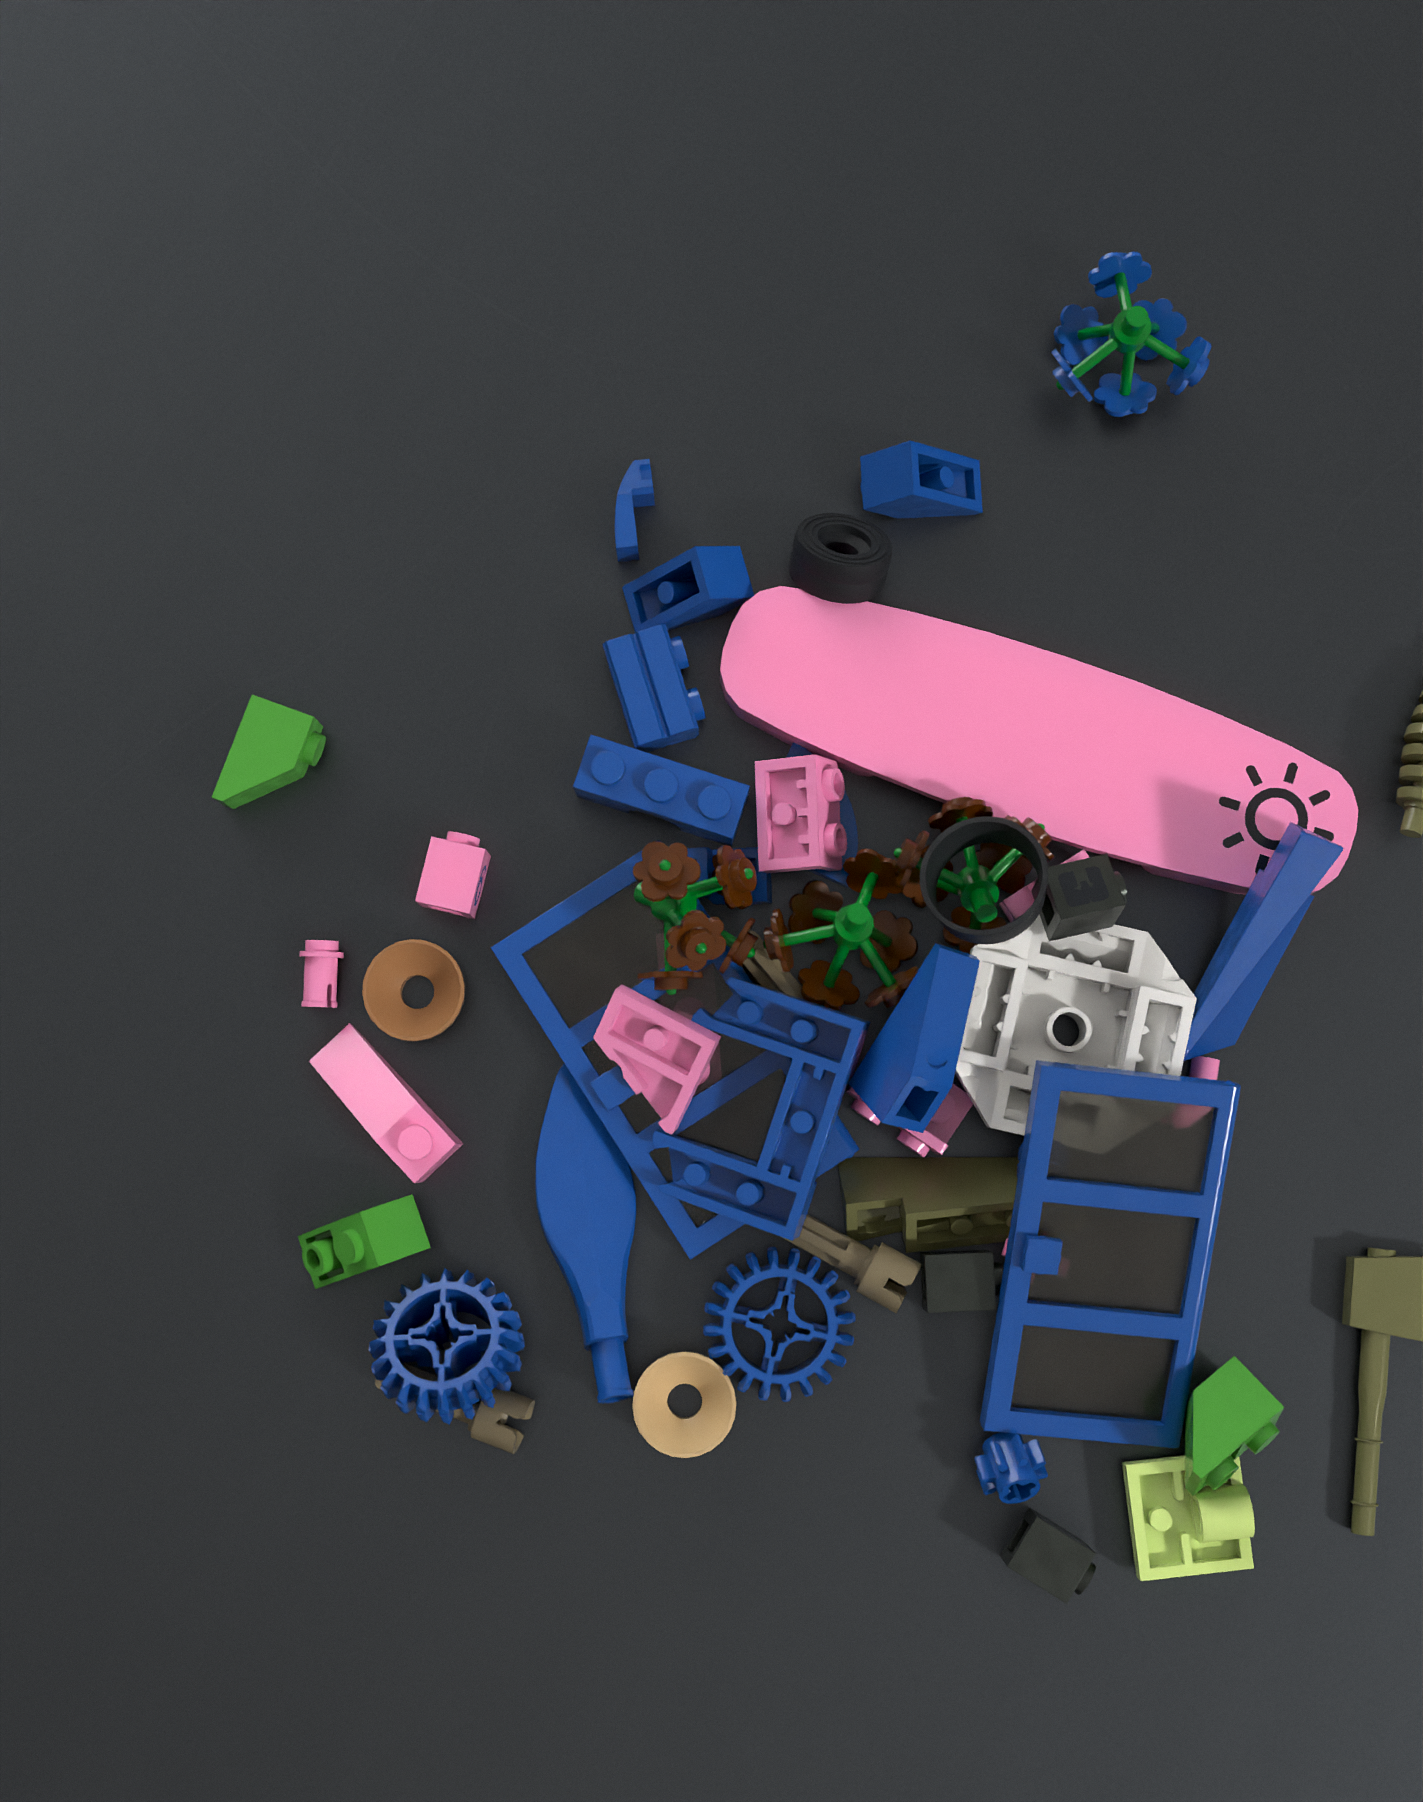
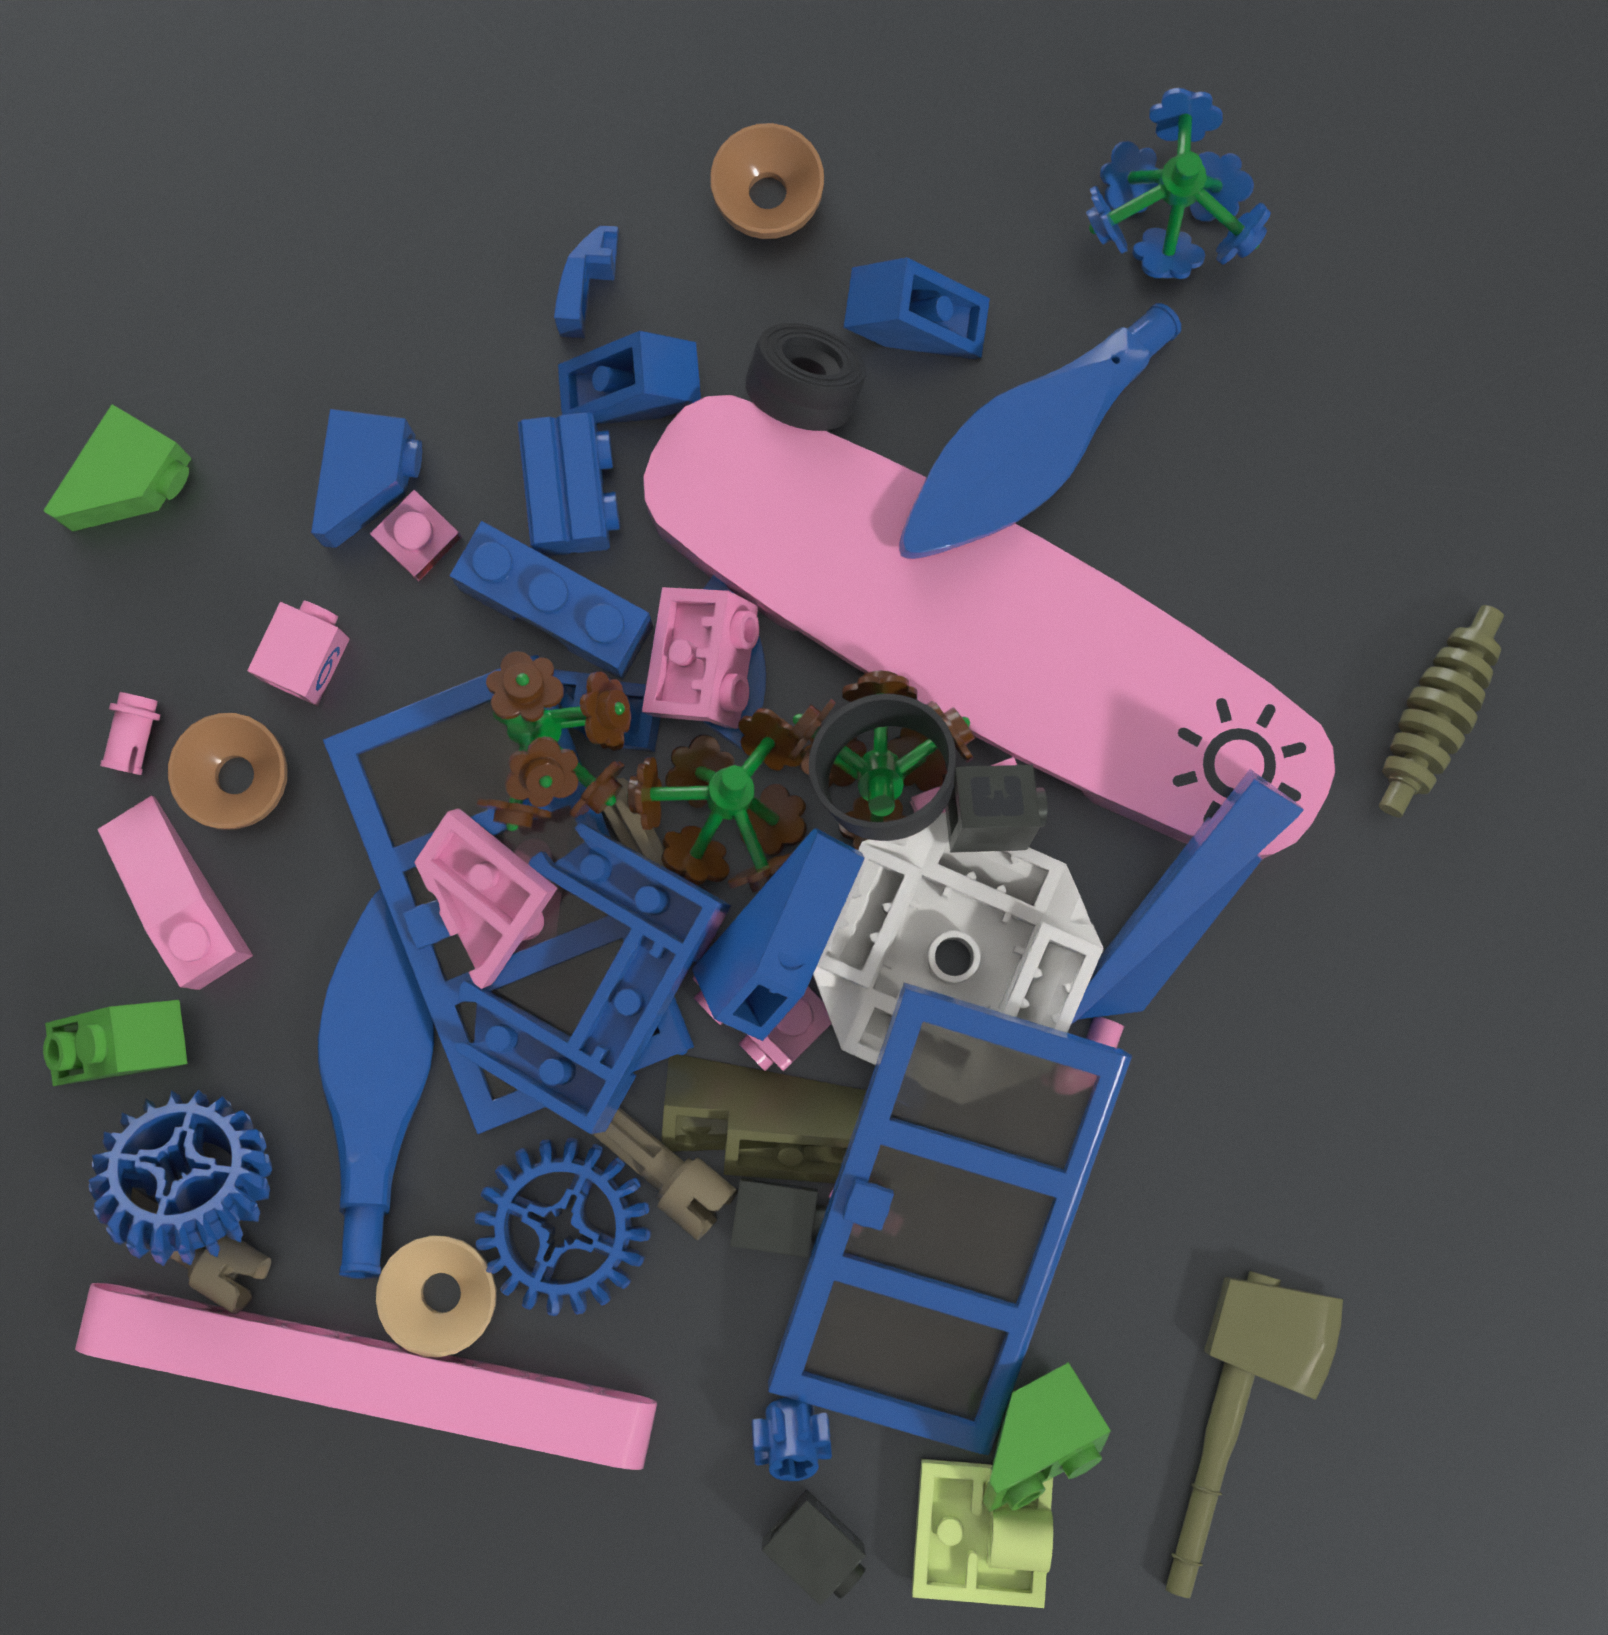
camera: 10 degrees right, 0 degrees up
(476, 710) = (362, 472): none -> blue slope
(530, 756) = (416, 535): none -> bright pink plate
(636, 1484) = (366, 1376): none -> bright pink beam
(775, 371) = (767, 153): none -> medium nougat piece
(1041, 578) = (1027, 441): none -> blue animal

